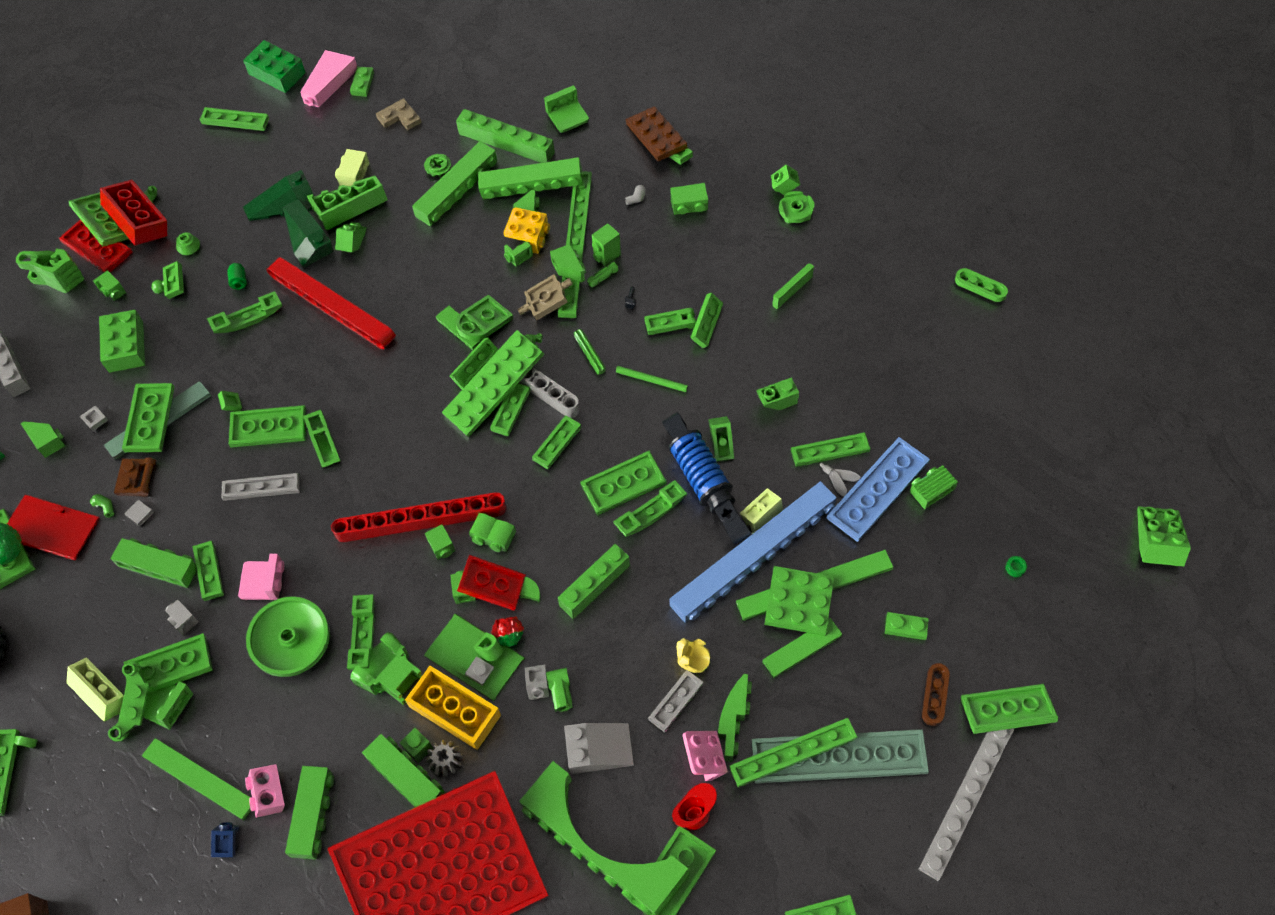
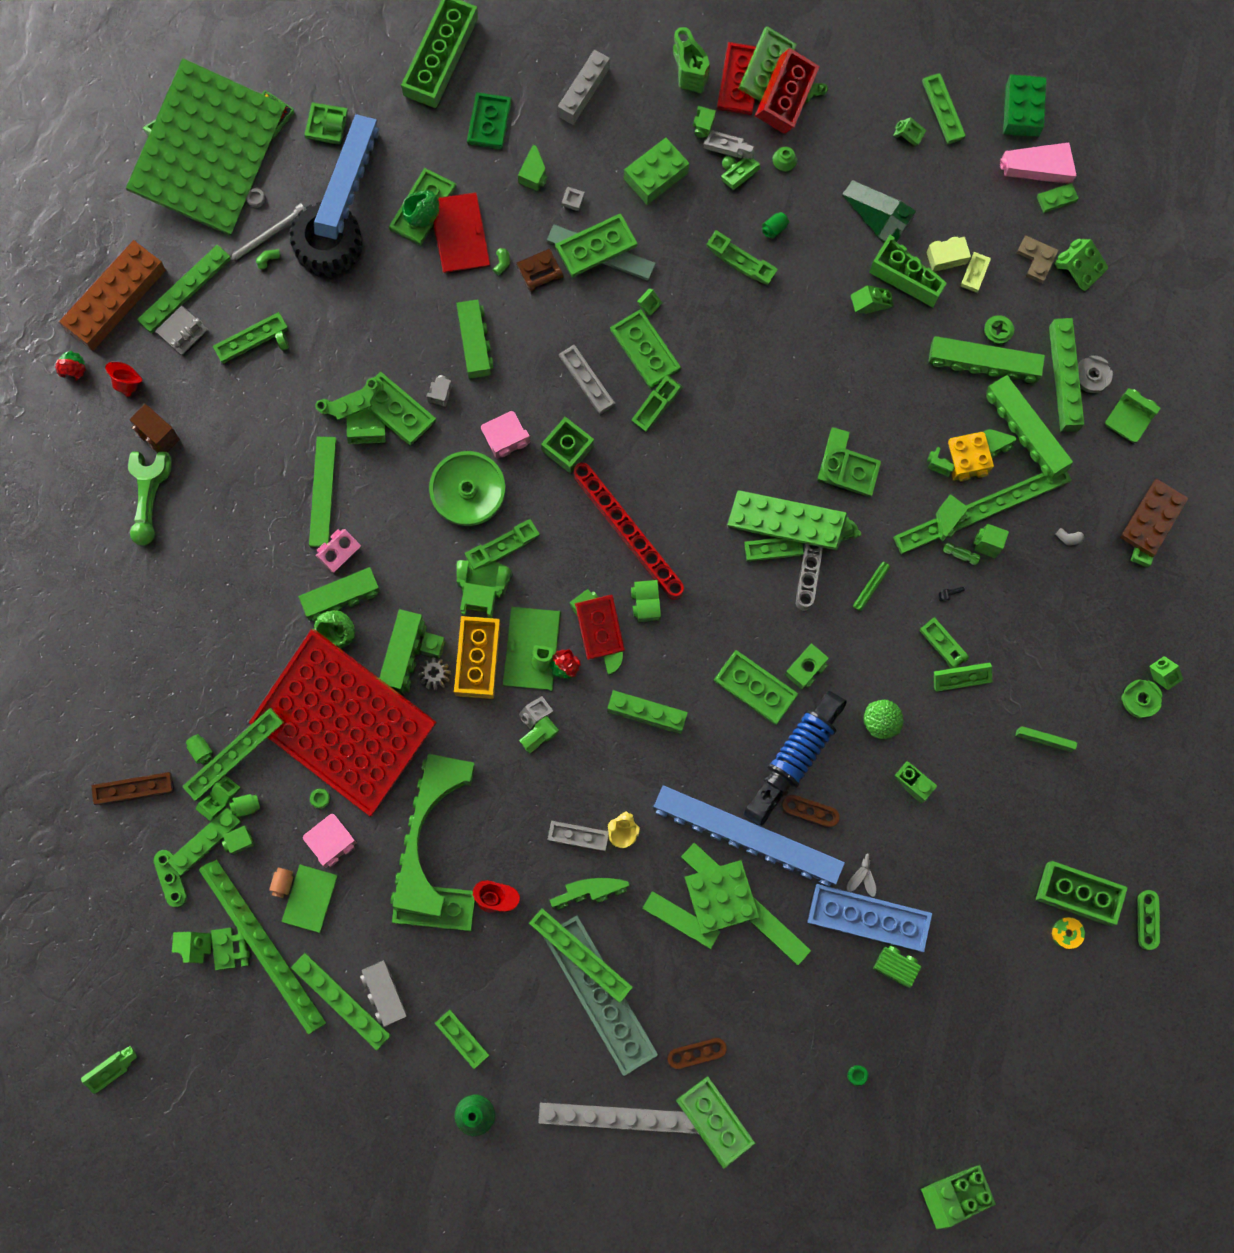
camera: 55 degrees right, 15 degrees up
(94, 689) = (347, 365): yellowish green brick -> none
(139, 512) = (510, 295): light grey tile -> none
(144, 276) = (729, 145): none -> light grey hinge
(208, 571) = (490, 386): bright green plate -> none
(224, 840) = (286, 542): dark blue bracket -> none
(234, 147) = (910, 131): none -> bright green bracket
(306, 235) = (851, 258): dark green wedge -> none
(308, 528) = (567, 445): none -> bright green brick
(331, 303) = (794, 325): red beam -> none
(339, 827) = (336, 628): none -> bright green hair
(380, 158) = (975, 272): none -> yellowish green plate
(423, 84) = (1083, 262): none -> bright green bracket
(440, 542) = (614, 562): bright green brick -> none
(473, 363) = (801, 490): bright green plate -> none
(479, 671) = (519, 660): light grey plate -> none
(523, 114) = (1103, 371): none -> light grey plate
(545, 297) = (904, 515): dark tan plate -> none
(556, 442) = (763, 607): bright green plate -> none
(598, 746) = (507, 792): light grey slope -> none
(633, 441) = (810, 656): none -> bright green brick
(652, 510) = (739, 725): bright green slope -> none
(653, 379) = (874, 658): bright green bar -> none
(689, 199) = (1092, 590): bright green brick -> none
(705, 754) = (540, 882): bright pink bracket -> none
(709, 393) = (883, 719): none -> bright green hair
(721, 438) = (844, 752): bright green slope -> none
(760, 483) = (819, 814): none -> reddish brown plate
(762, 510) = (790, 823): yellowish green hinge -> none
(830, 449) = (888, 856): bright green tile -> none
(906, 626) = (748, 1001): bright green plate -> none
(936, 319) = (1081, 893): none -> bright green brick
(967, 340) = (1077, 933): none -> yellow piece

